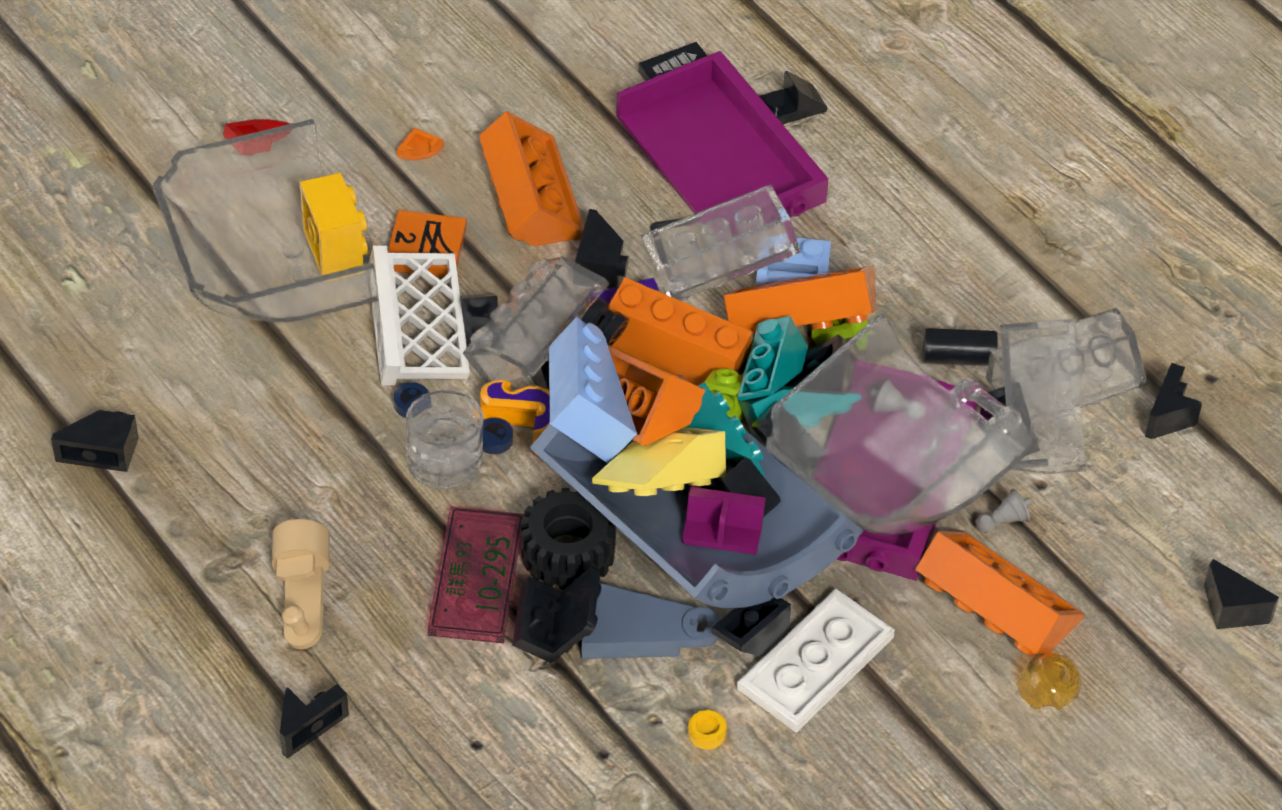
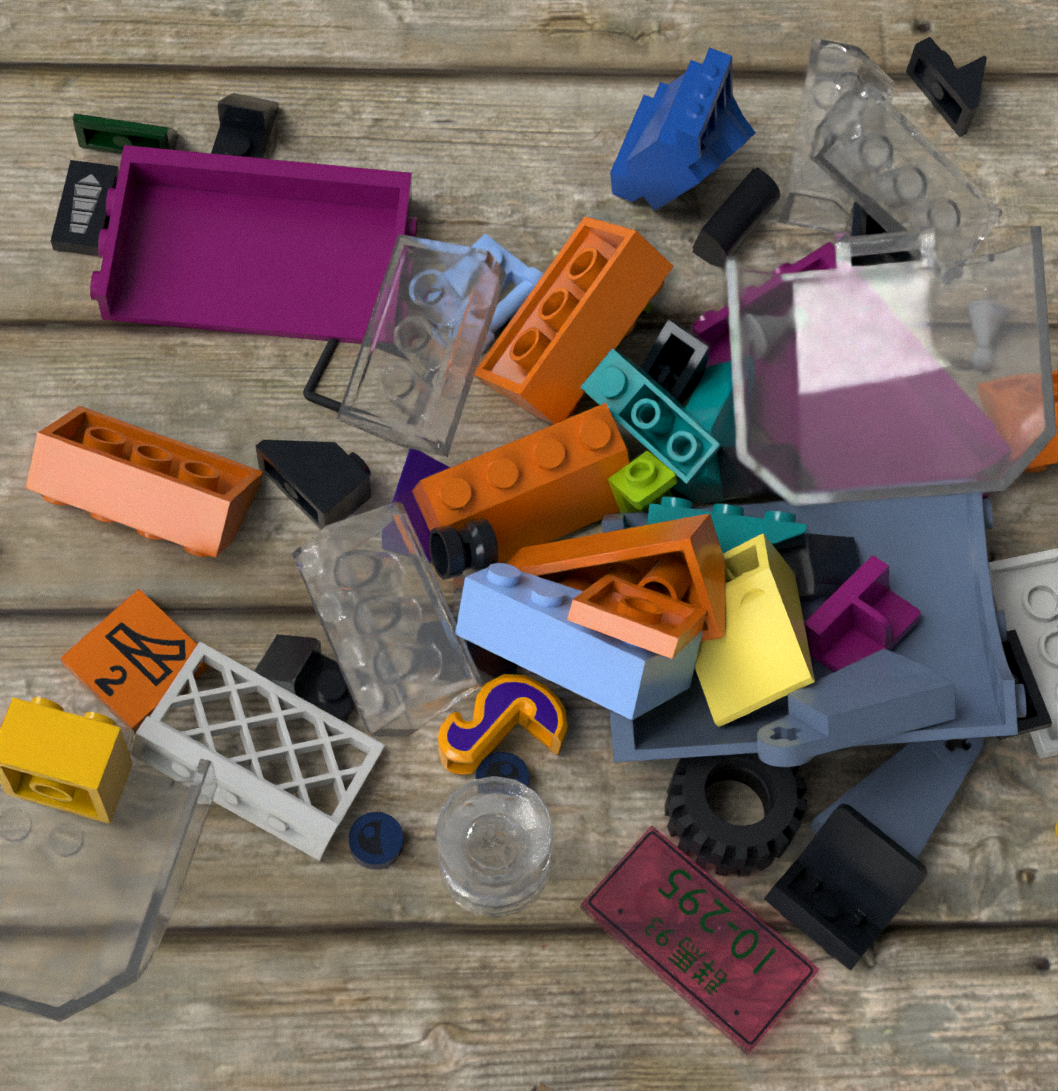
camera: 60 degrees left, 15 degrees up
(608, 385) = (637, 615): none -> orange tile
(647, 519) = (856, 706): none -> sand blue piece
(735, 53) = (113, 134): none -> dark green slope
(975, 280) = (681, 134): none -> blue slope

